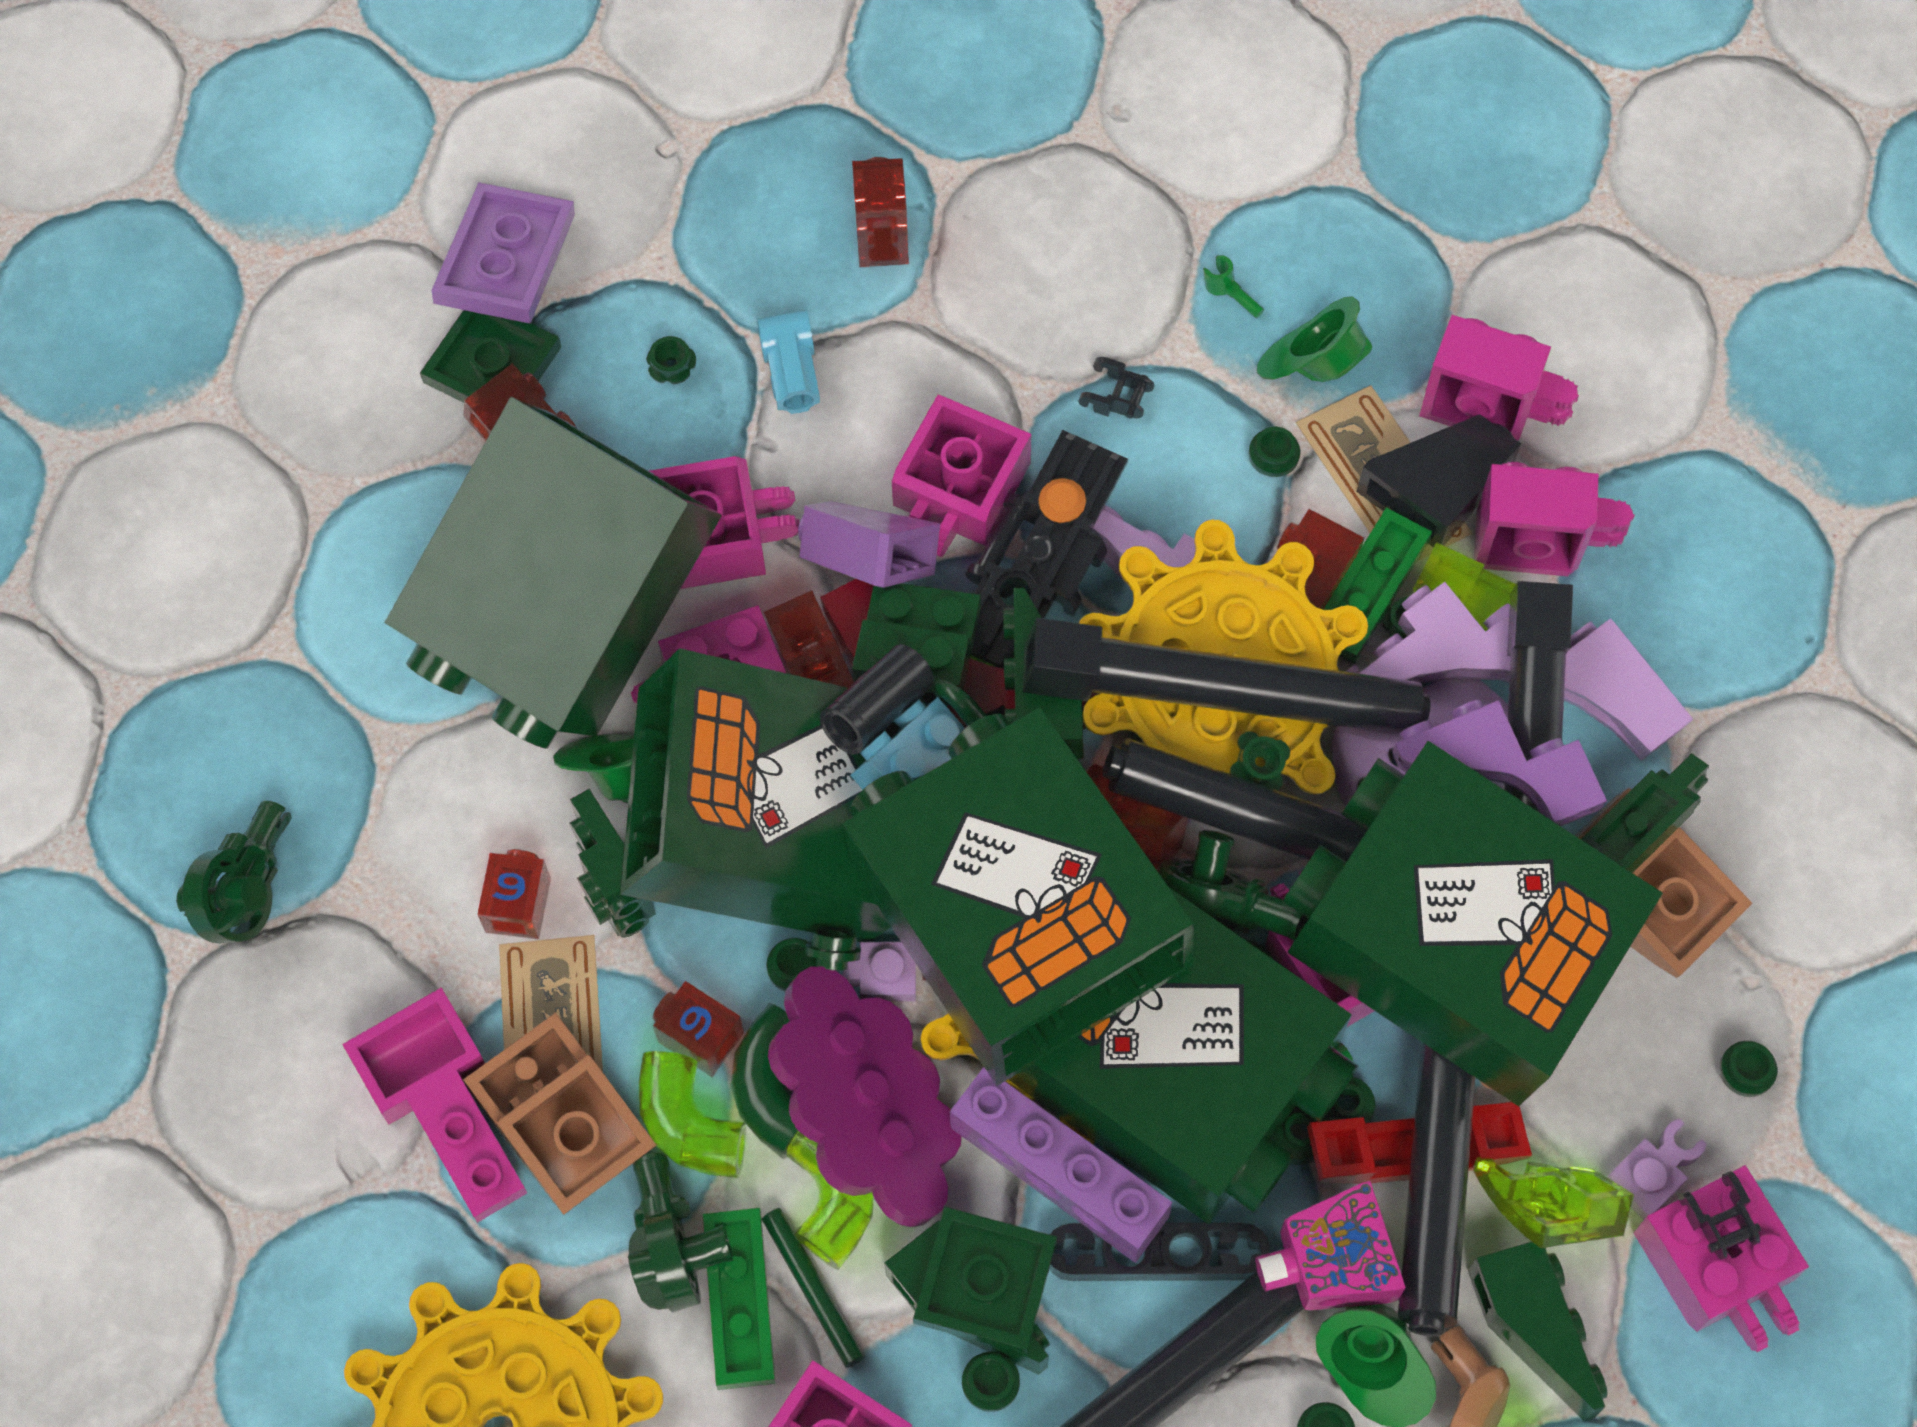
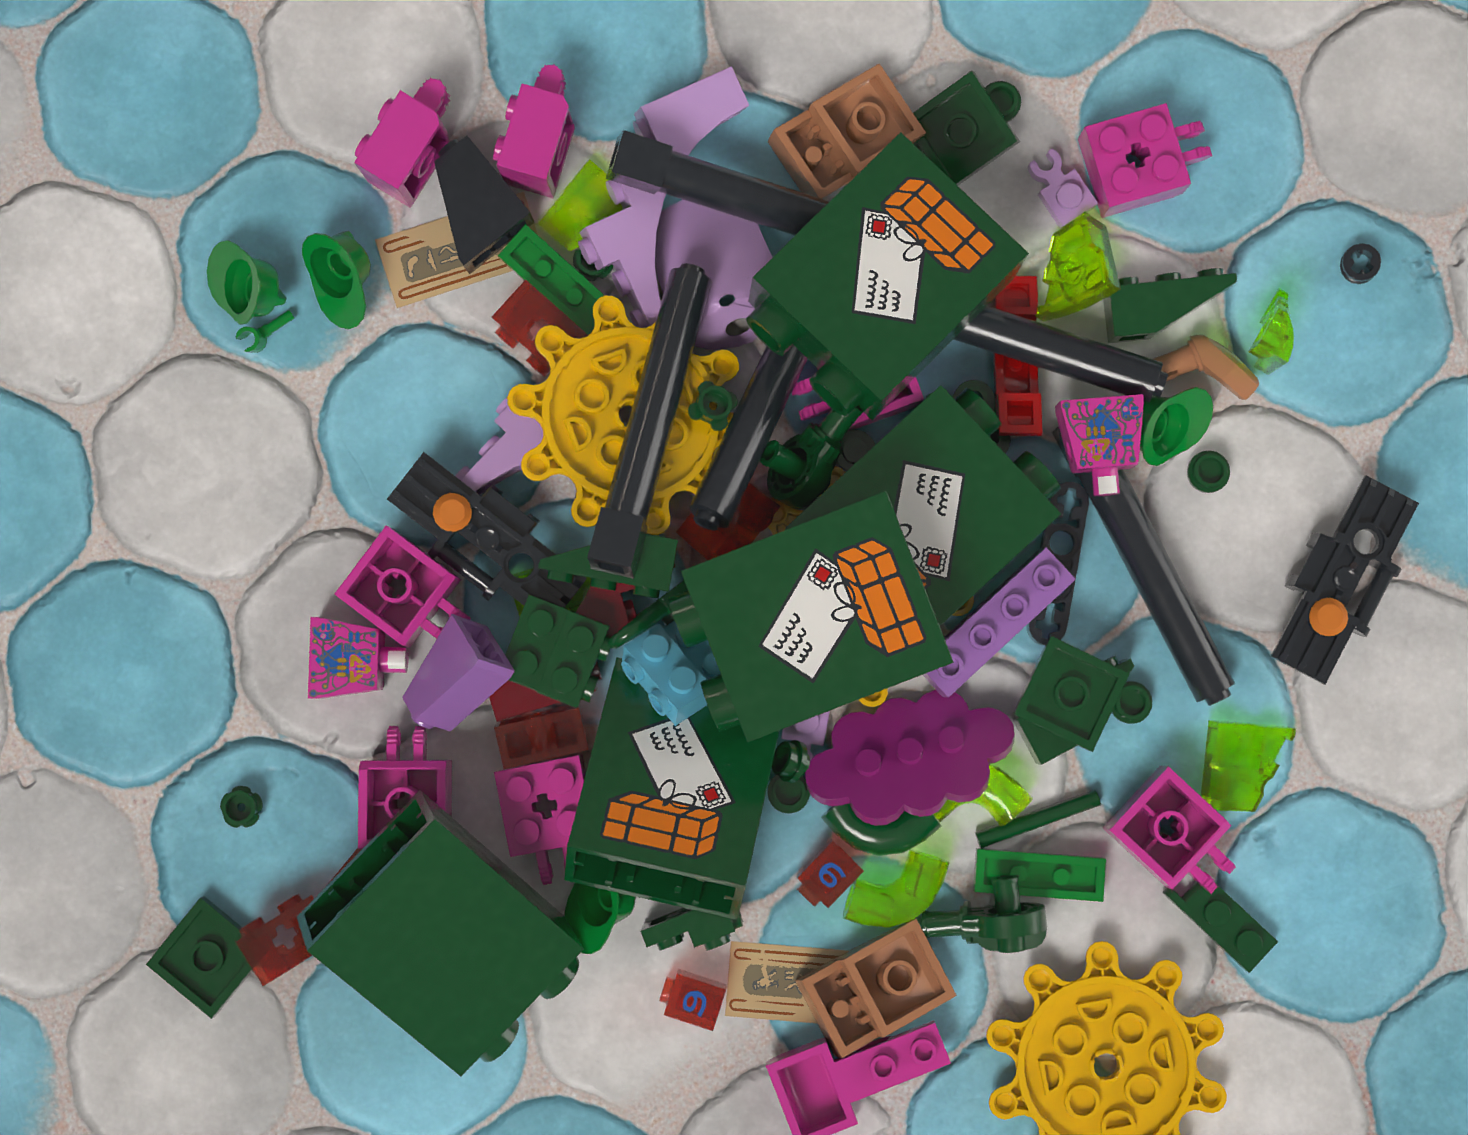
camera: 75 degrees left, 20 degrees up
(503, 252) = (111, 933): medium lavender plate -> none
(789, 350) = (253, 708): medium azure piece -> none
(863, 437) = (349, 659): none -> torso
(876, 699) = (620, 694): black pin -> none
(880, 212) = (142, 609): clear red brick -> none
(1104, 405) = (341, 425): black piece -> none
(1274, 452) = (424, 331): dark green plate -> none
(1281, 254) = (242, 283): none -> green piece
(1480, 736) = (742, 234): medium lavender arch -> none
(1649, 814) = (807, 125): dark green hinge -> none
(1696, 1024) = (964, 129): none -> dark green tile
(1740, 1199) = (1119, 139): black piece -> none

